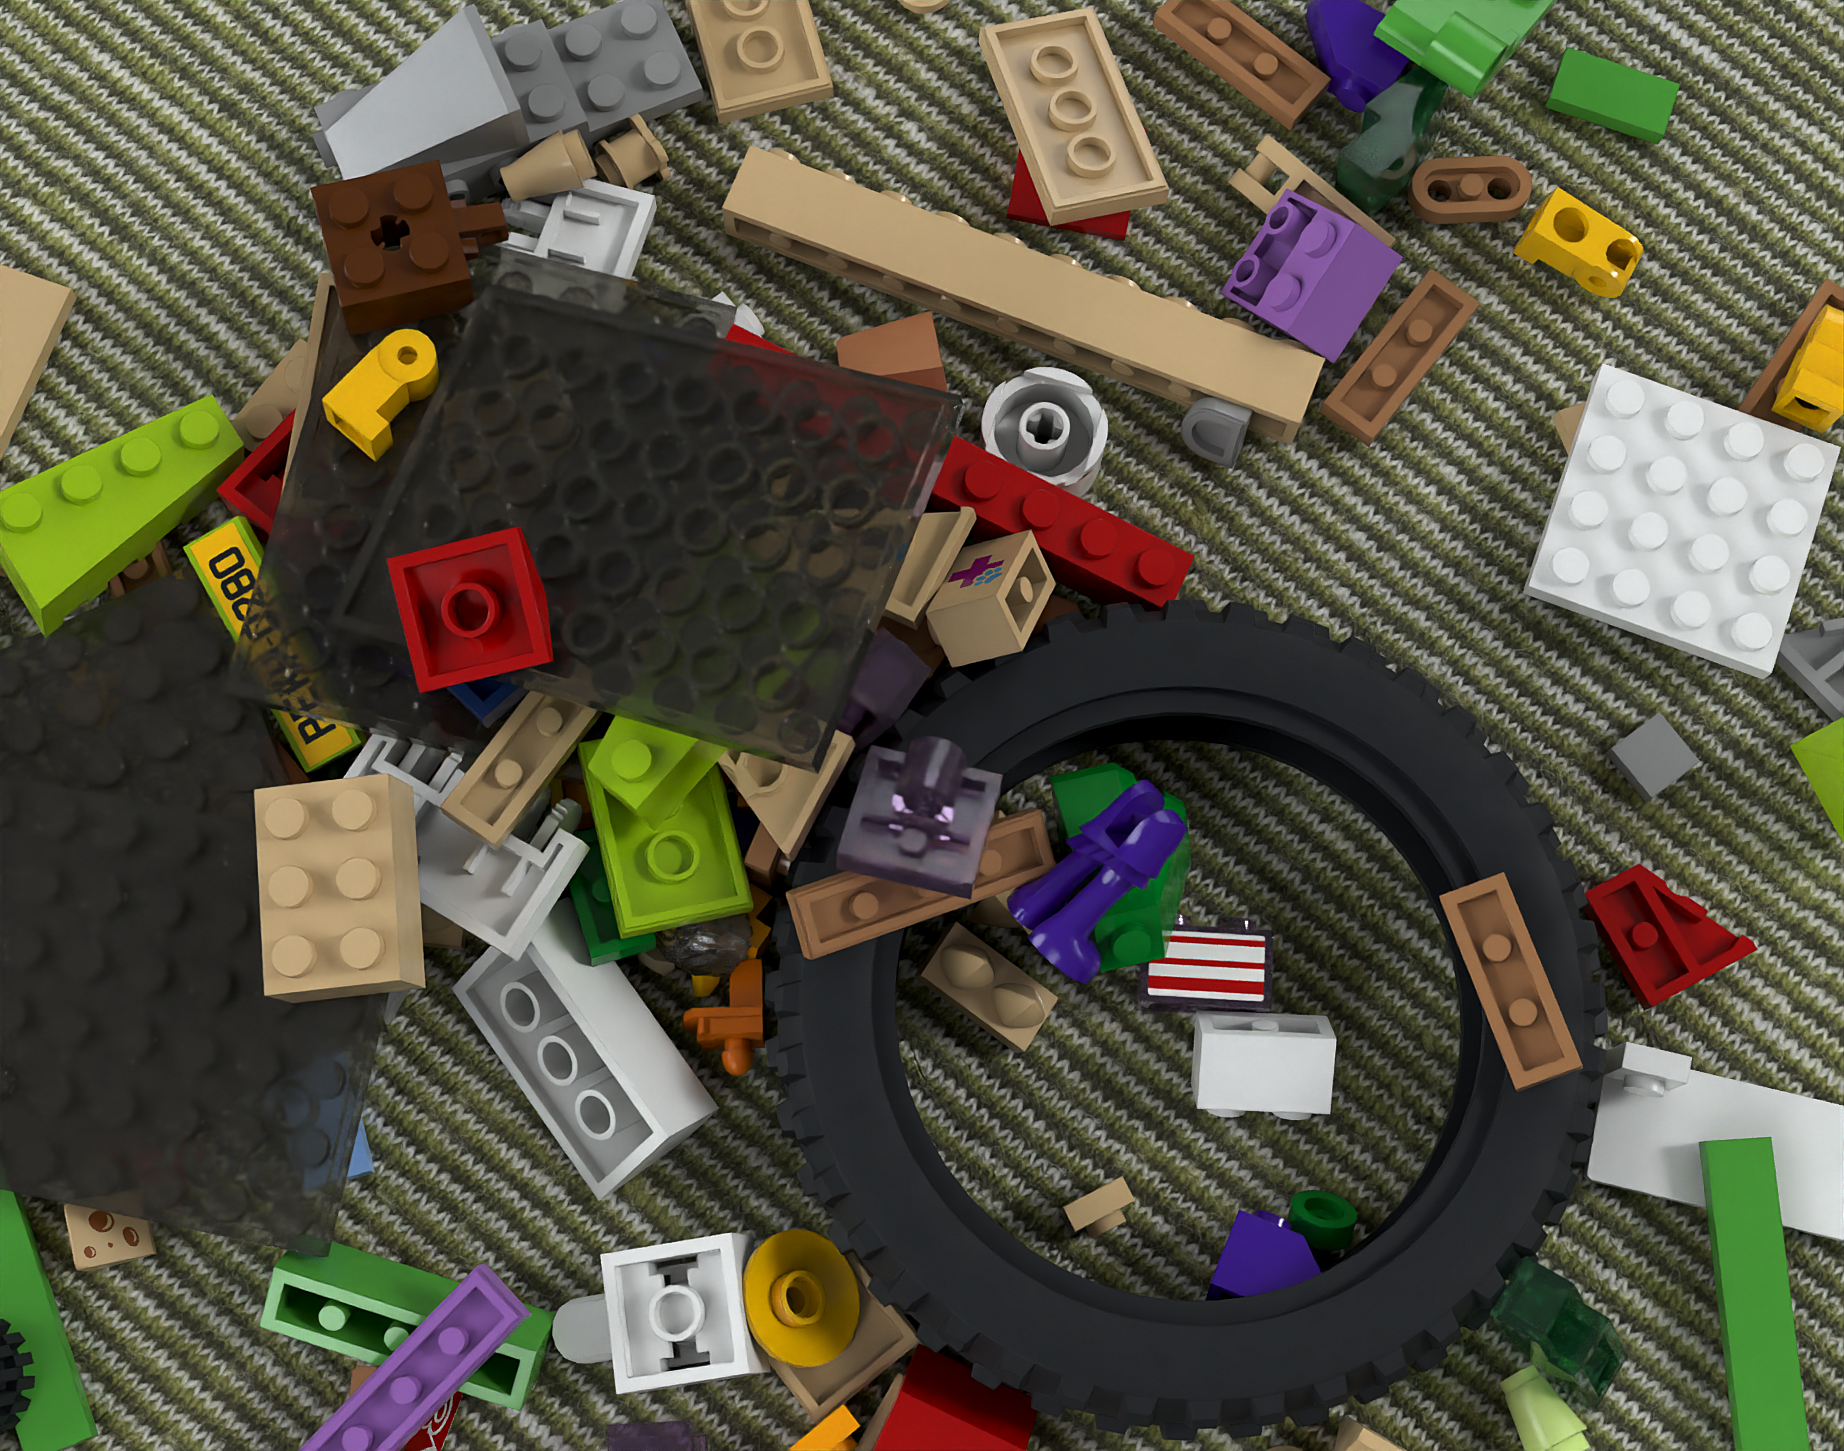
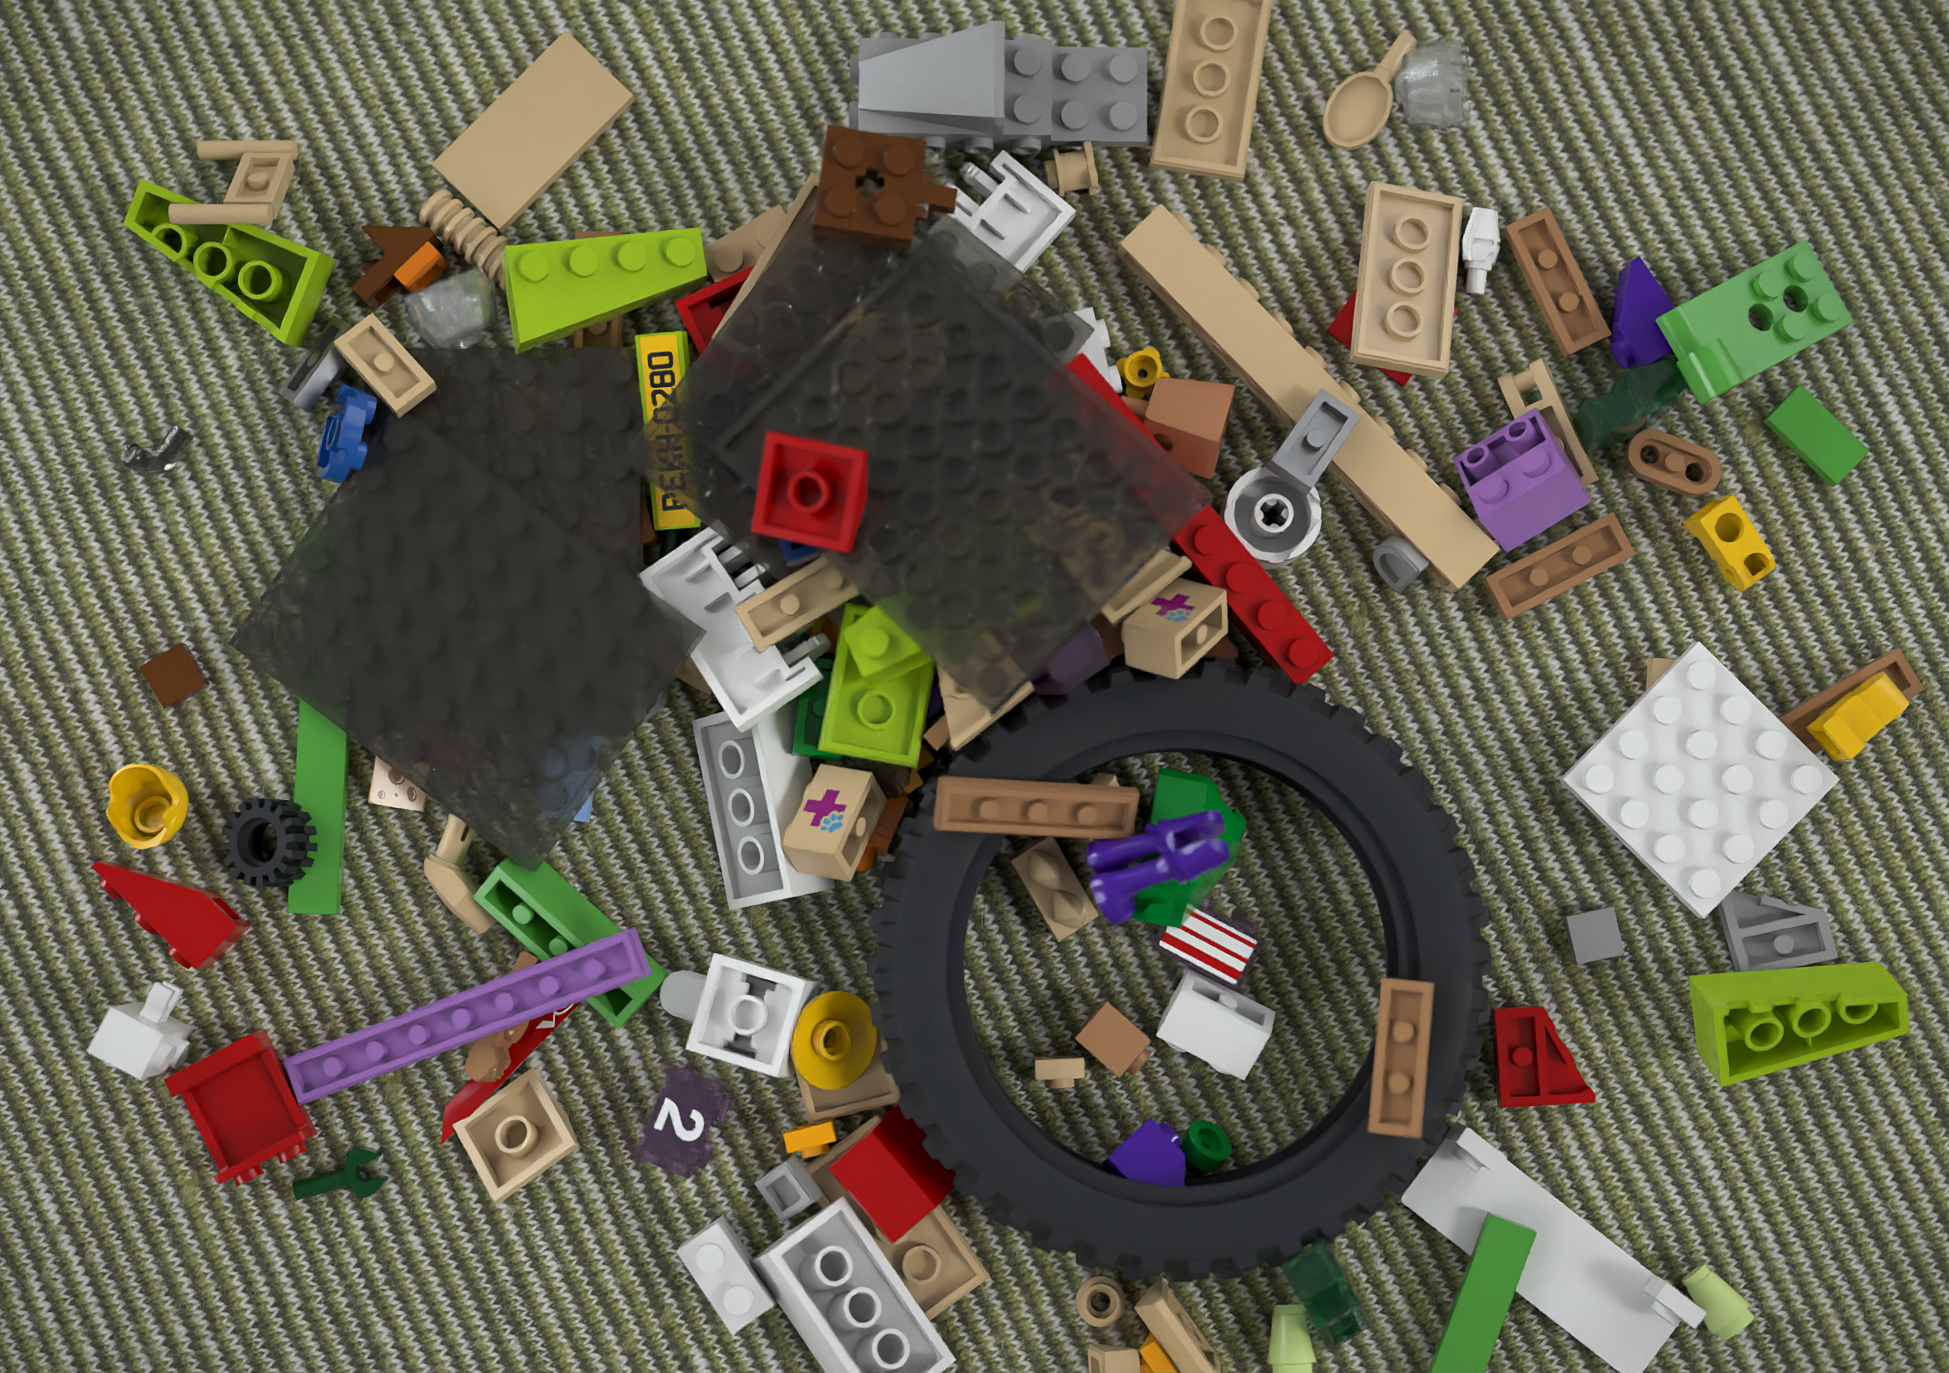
camera: 25 degrees right, 10 degrees up
(224, 1321) = (452, 880): none -> tan arm
(339, 888) = (642, 637): tan brick -> none
(380, 387) = (829, 281): yellow leg -> none
(550, 167) = (1009, 159): tan cone -> none
(681, 1020) = (834, 822): none -> tan brick
(812, 333) = (1144, 360): none -> yellow plate
(920, 818) = (1052, 768): clear purple plate -> none
(1052, 326) = (1313, 442): none -> flat silver plate
(1138, 51) = (1480, 248): none -> white piece
(1148, 1140) = (1113, 1040): none -> medium nougat brick

